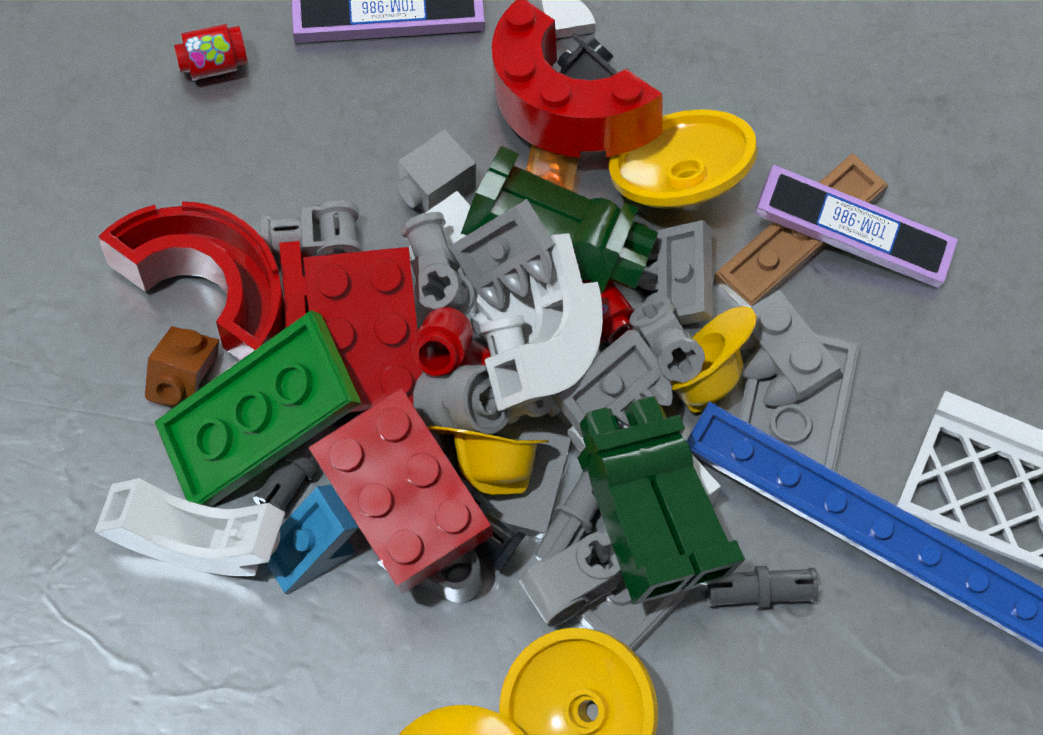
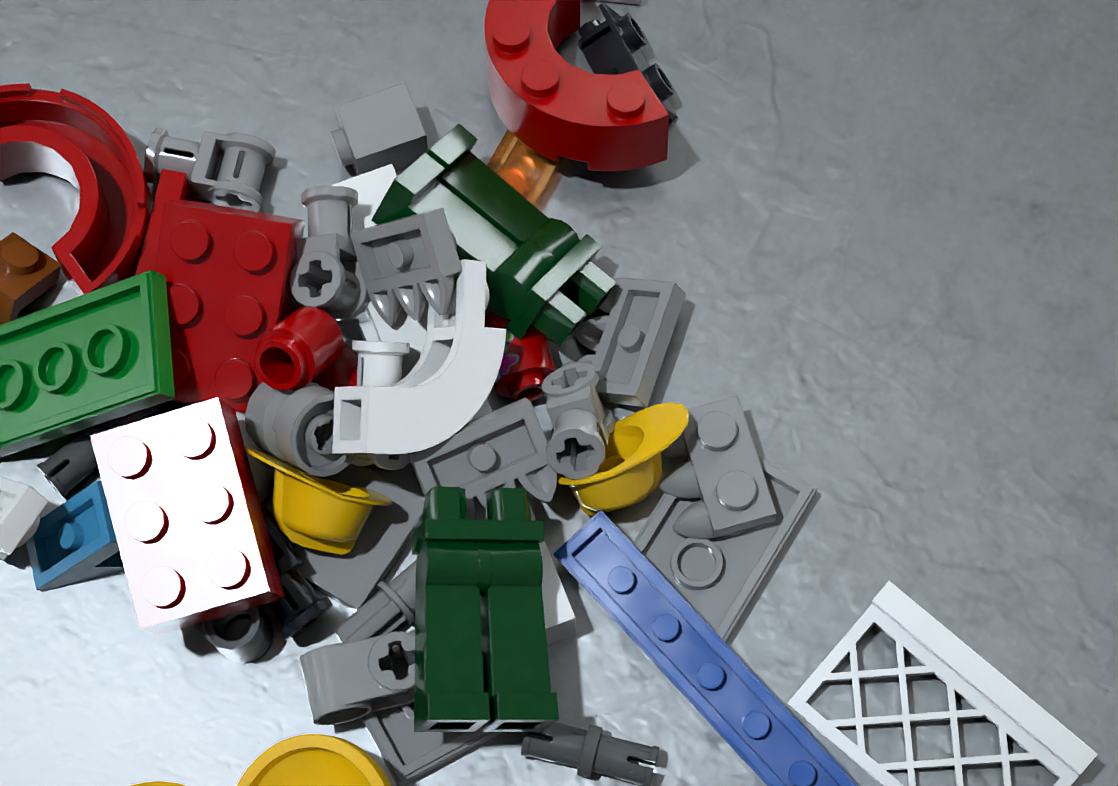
camera: 20 degrees right, 5 degrees up
(688, 164) = (685, 207): yellow dish -> none
(782, 251) = (799, 327): medium nougat tile -> none
(856, 226) = (863, 342): tile -> none

